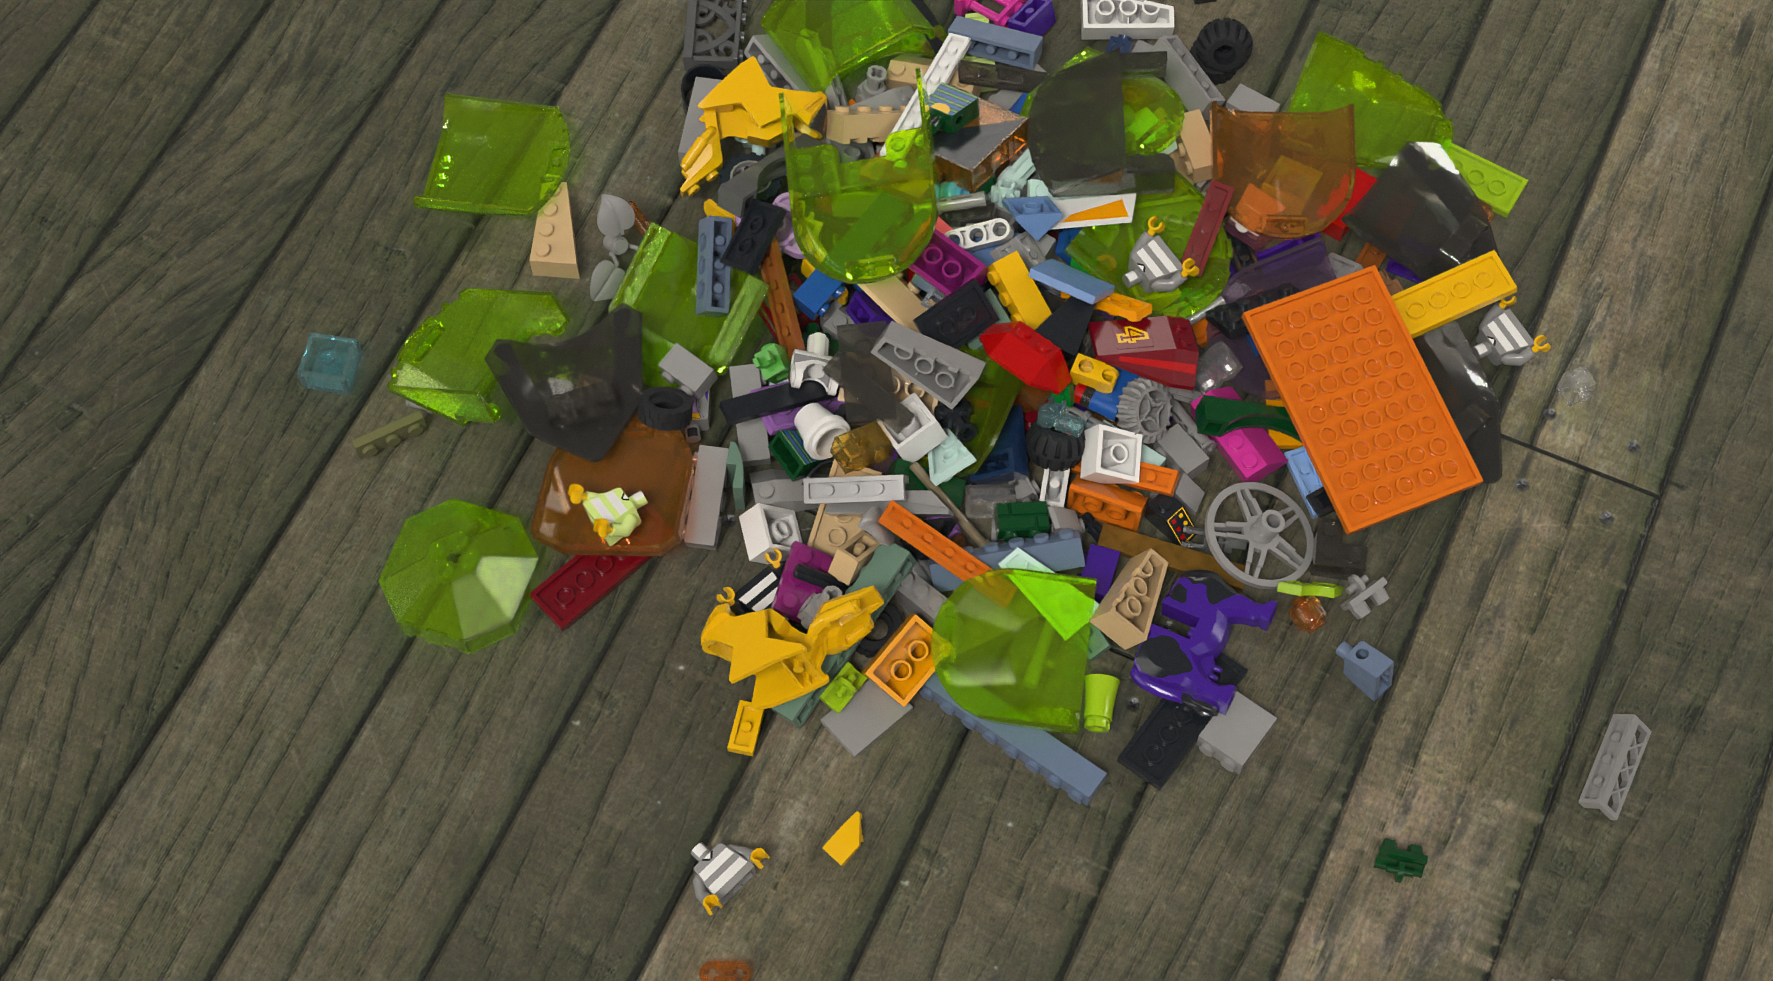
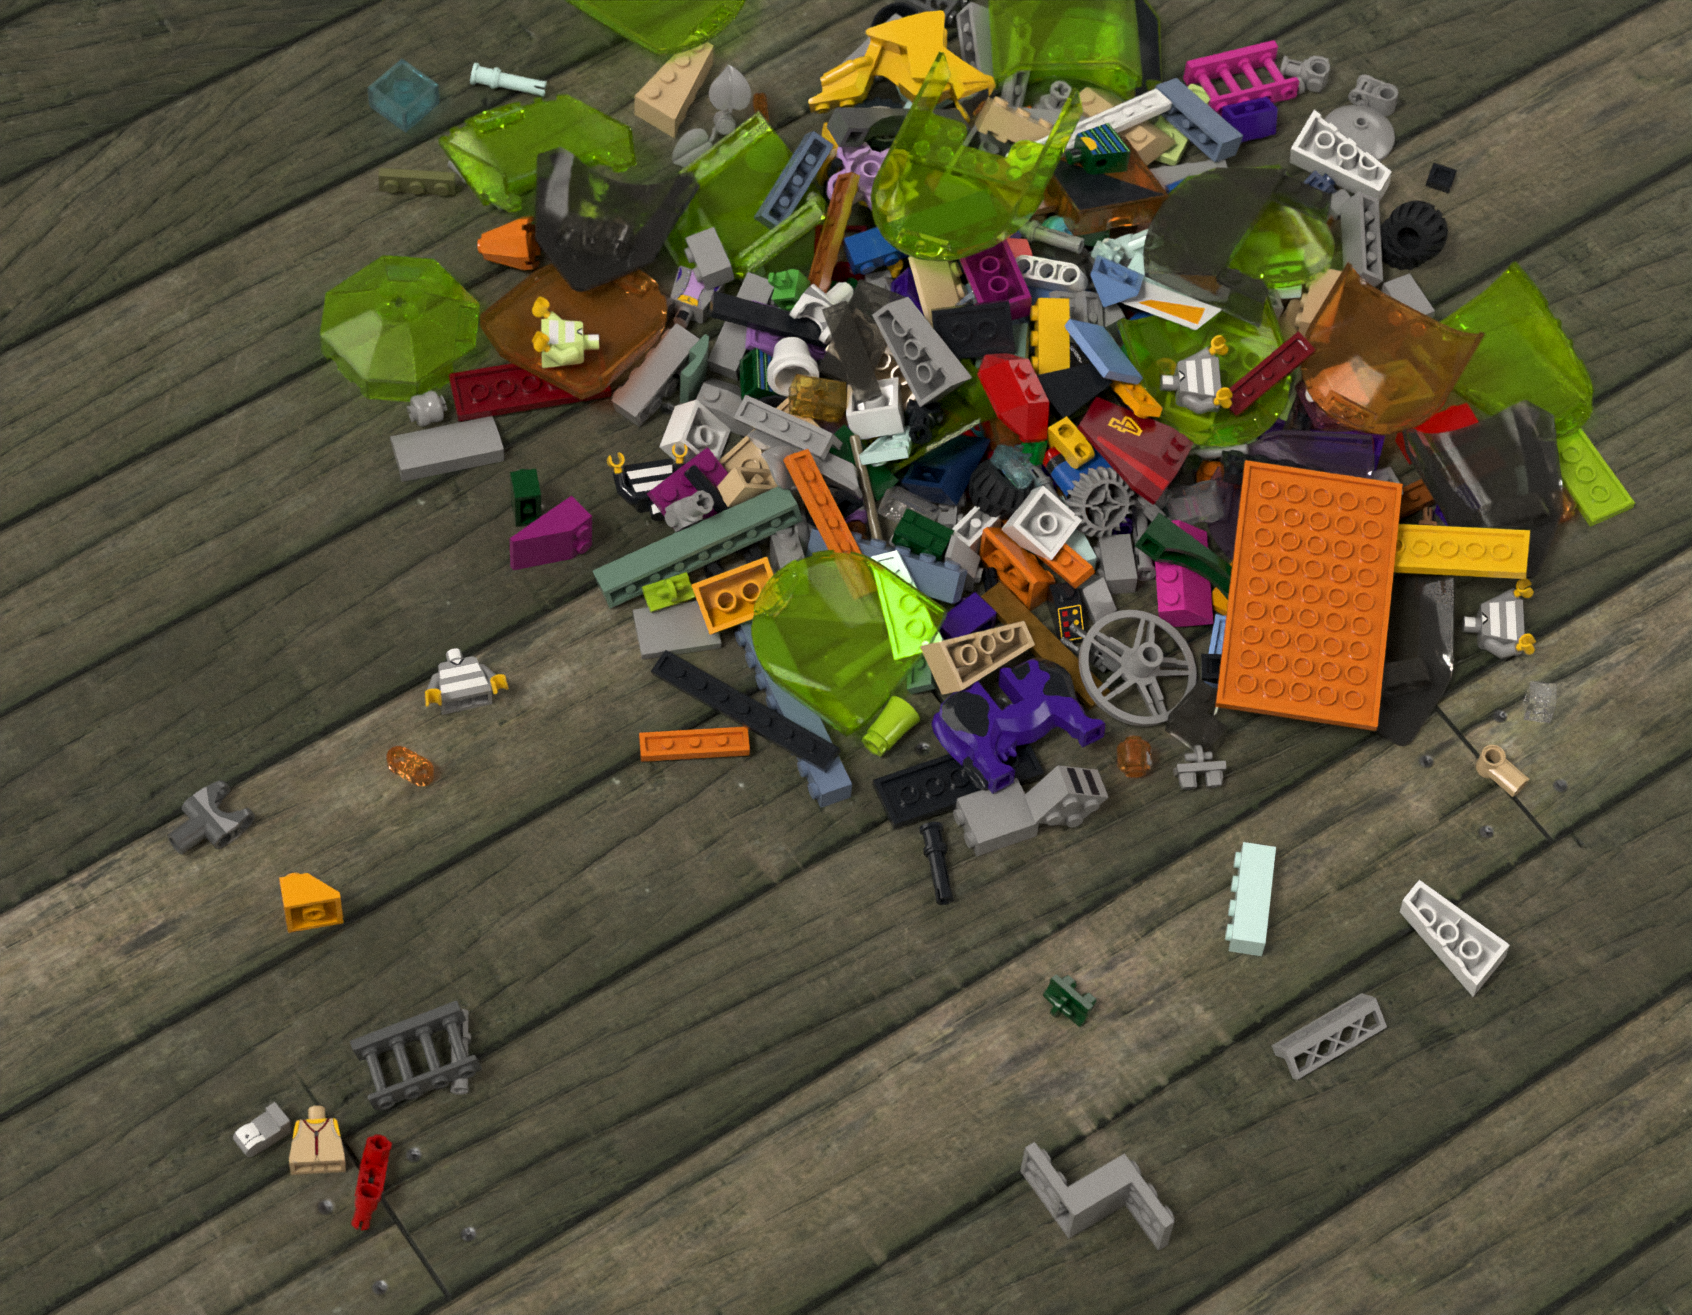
camera: 25 degrees right, 5 degrees down
(398, 306) = (495, 79): none -> light aqua pin
(508, 447) = (511, 244): none -> orange cone
(529, 636) = (426, 408): none -> light grey piece
(568, 661) = (447, 448): none -> light grey slope
(669, 670) = (525, 496): none -> dark green brick
(677, 412) = (666, 277): black tyre -> none
(714, 695) = (553, 537): none -> magenta slope
(745, 729) = (563, 582): yellow plate -> none
(753, 236) = (838, 167): black tile -> none
(779, 655) = (631, 532): yellow piece -> none
(846, 840) = (587, 717): yellow slope -> none
(950, 811) = (694, 744): none -> orange plate
(976, 758) = (746, 711): none -> black tile
(999, 76) = (1171, 147): clear smoke tile -> none
(1208, 790) = (935, 851): none -> black pin
(1287, 683) = (1066, 796): none -> light grey brick
(1299, 588) = (1160, 742): lime tile -> none
(1367, 668) = (1150, 819): sand blue torso -> none
(1479, 684) = (1252, 899): none -> light aqua brick
(1588, 460) = (1502, 772): none -> tan piece
(1654, 624) = (1454, 936): none -> white wedge

